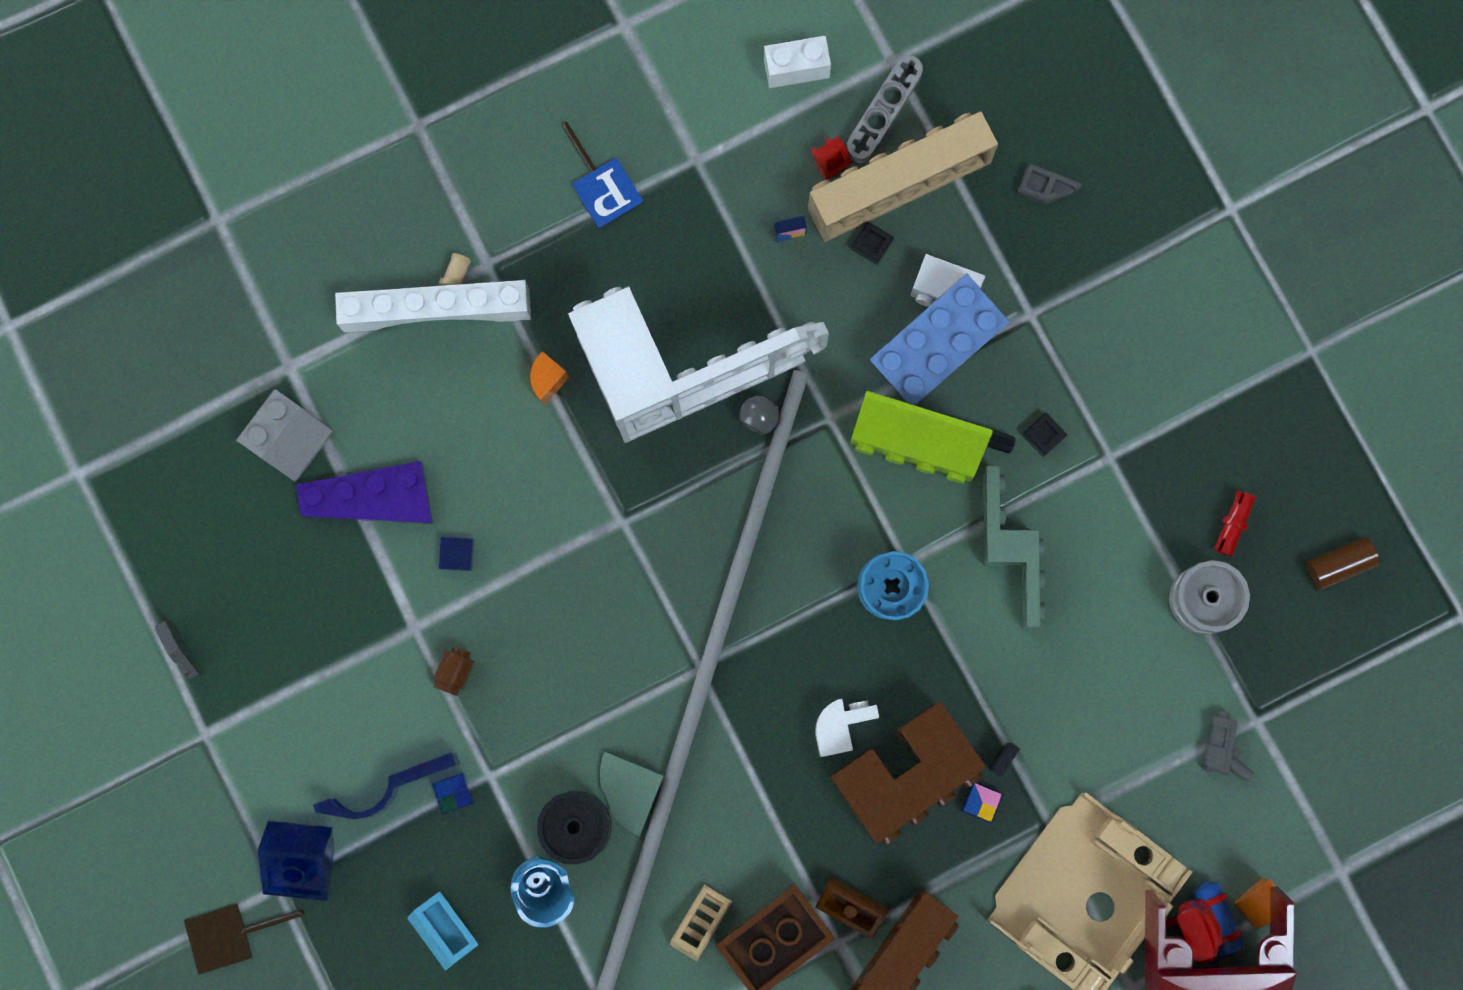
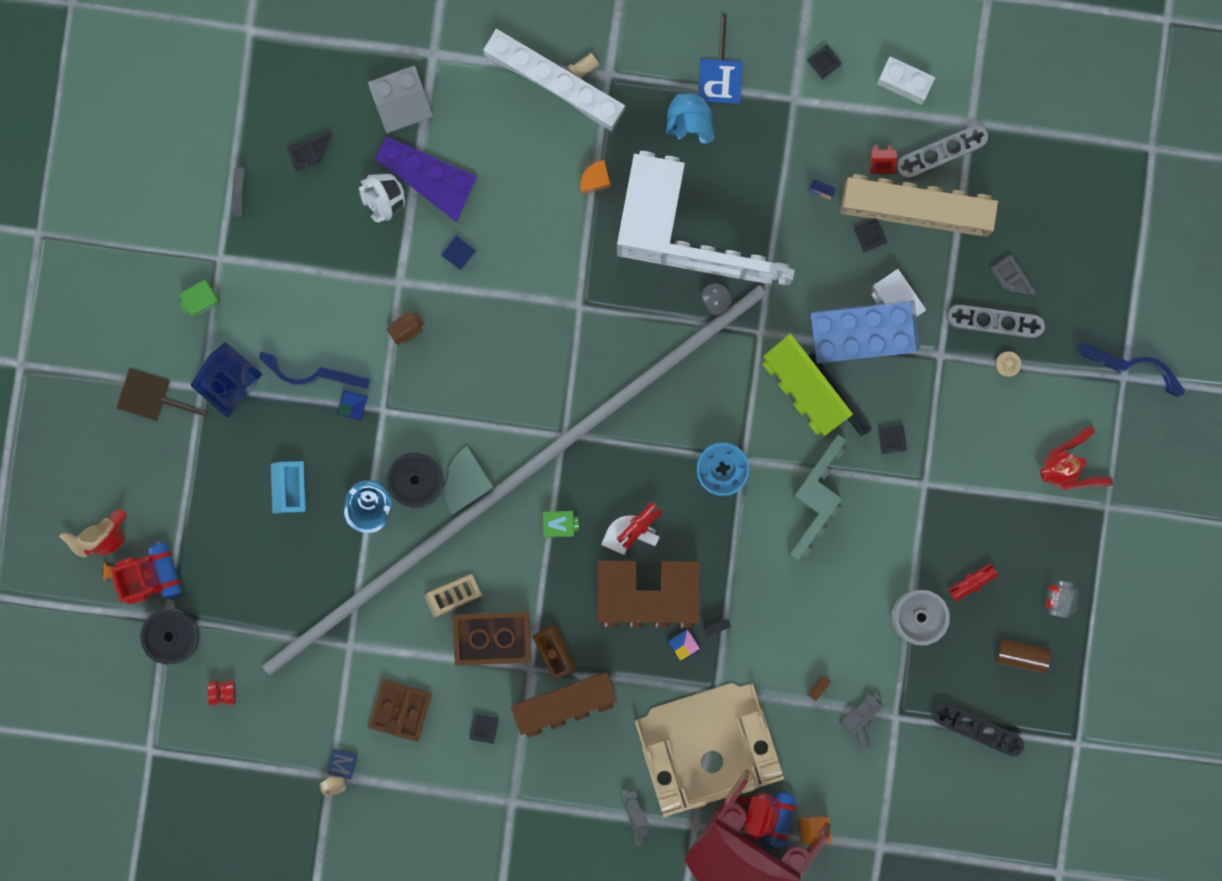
camera: 30 degrees right, 5 degrees up
(209, 794) = (198, 299): none -> bright green brick
(226, 556) = (309, 151): none -> black tile
(333, 548) = (382, 195): none -> white cone
(602, 240) = (690, 115): none -> dark azure helmet
(700, 101) = (824, 62): none -> black tile
(761, 765) = (560, 524): none -> bright green brick
(847, 707) = (639, 525): none -> red pin
(1061, 240) = (995, 321): none -> light grey beam
(1106, 275) = (1008, 364): none -> tan tile
(1156, 747) = (818, 688): none -> reddish brown tile
(1244, 340) = (1063, 468): none -> red piece
(1286, 180) = (1120, 365): none -> clear blue piece
(1338, 477) = (1061, 599): none -> clear head
(1351, 674) = (977, 729): none -> black beam

